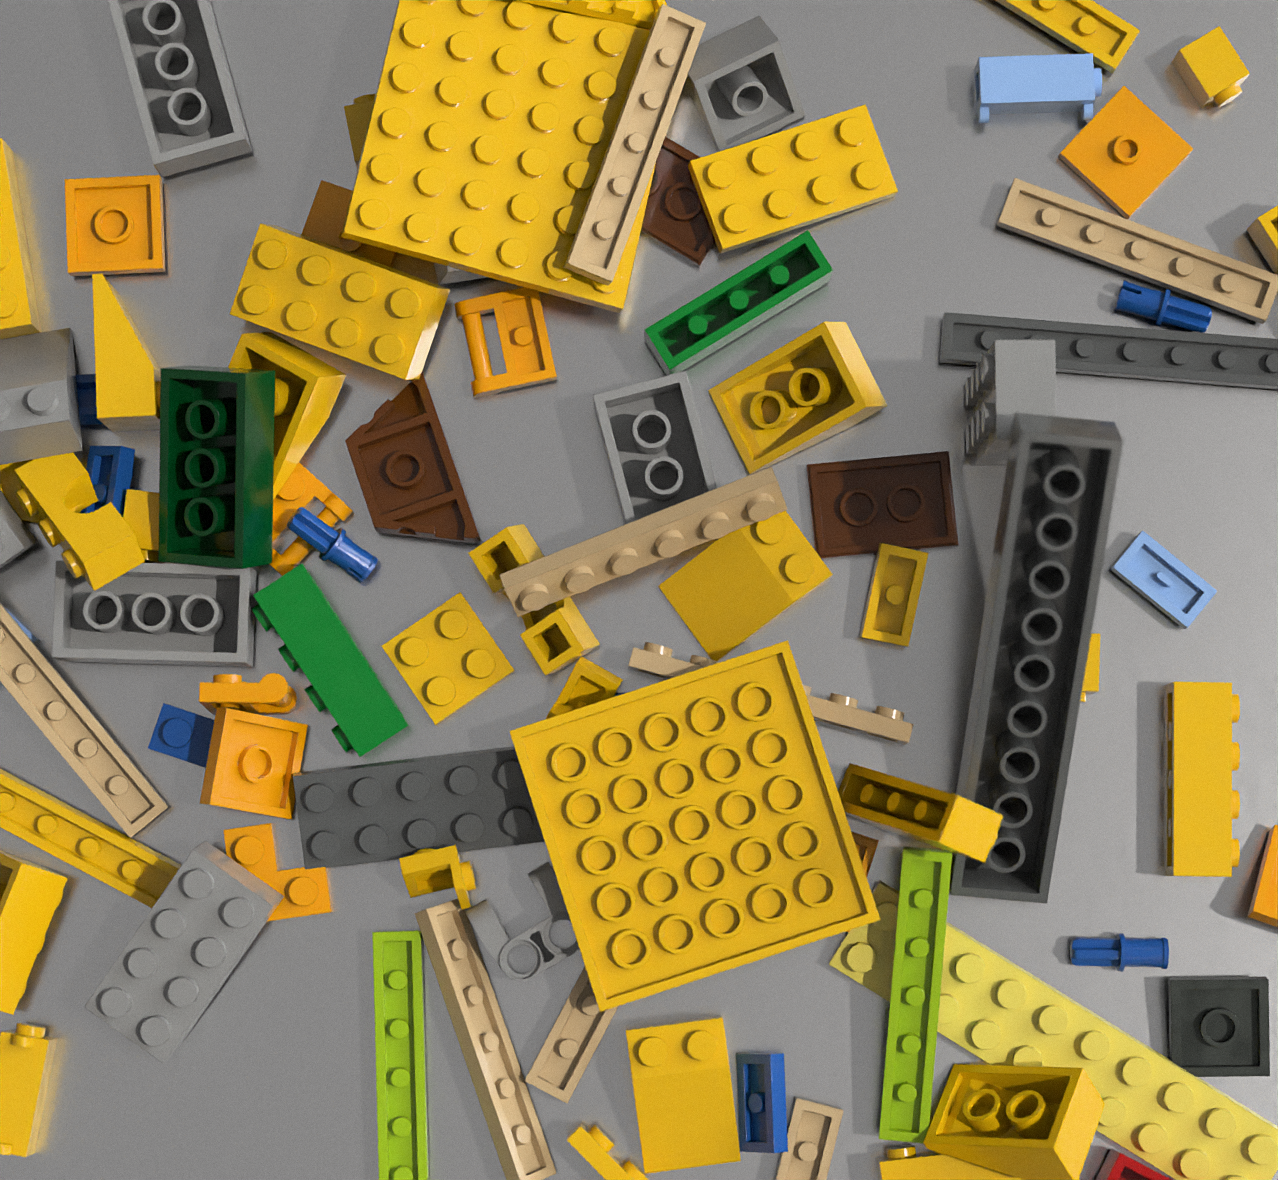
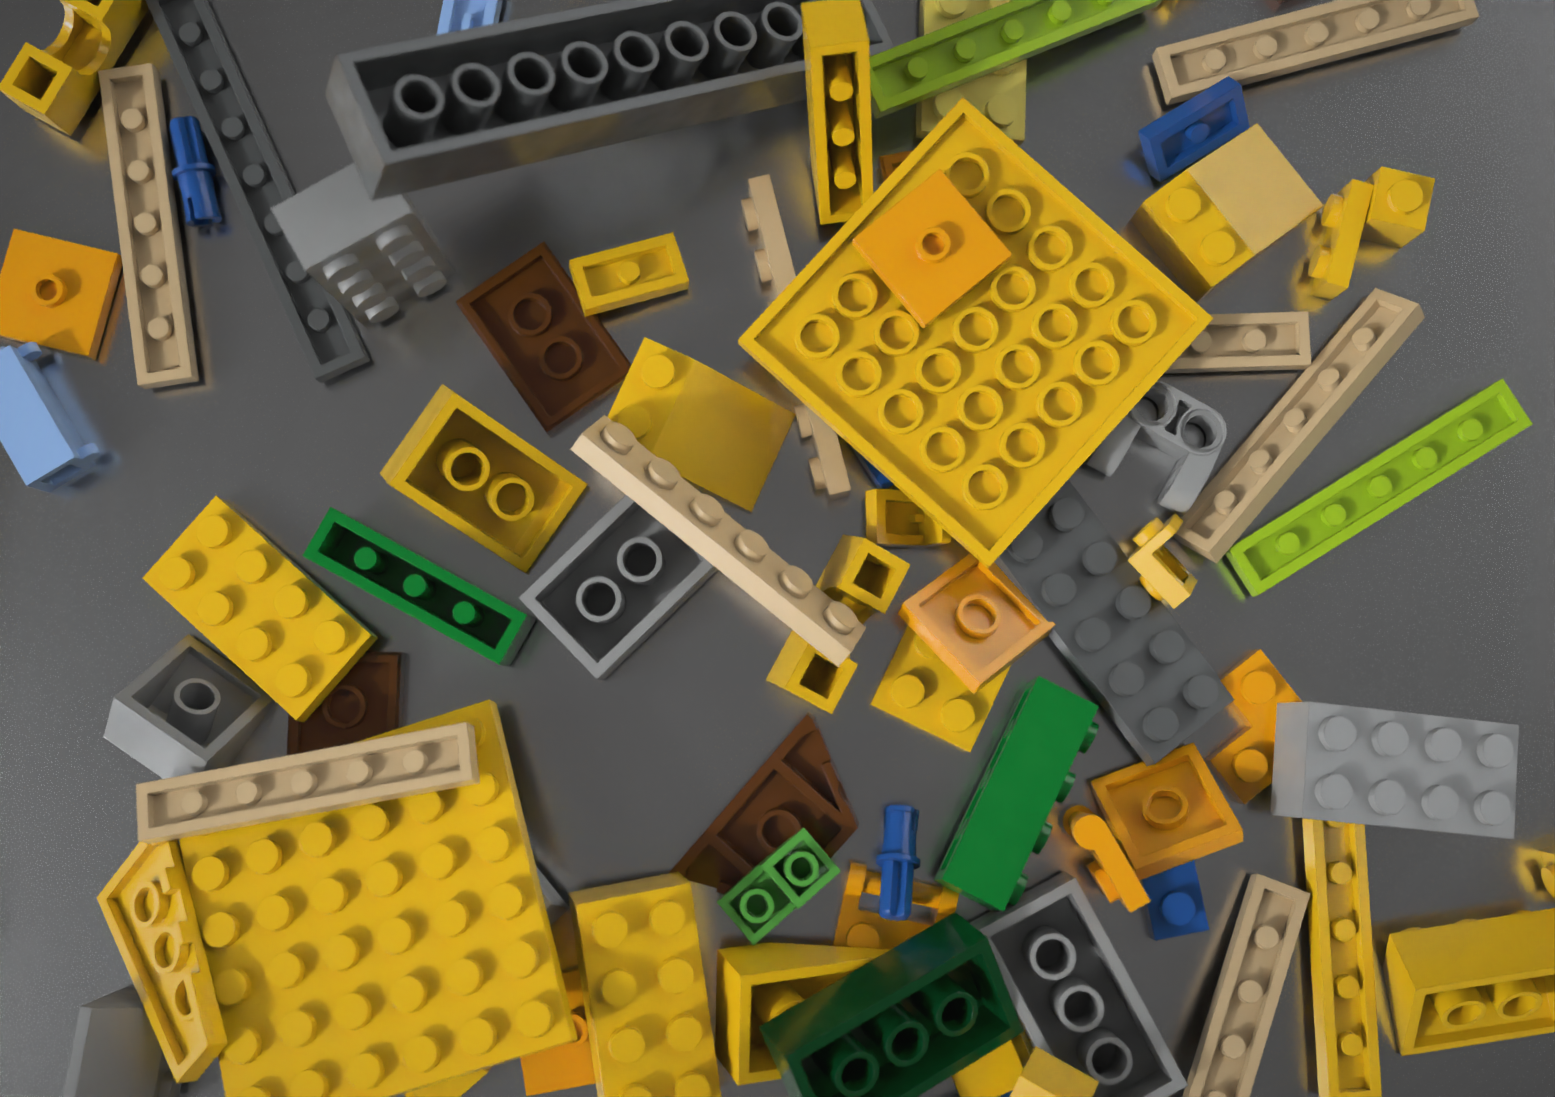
camera: 120 degrees left, 0 degrees up
(366, 444) = (778, 885): none -> bright green slope
(475, 702) = (975, 621): none -> light orange plate
(521, 337) = (575, 792): light orange plate -> none
(773, 824) = (931, 248): none -> light orange plate

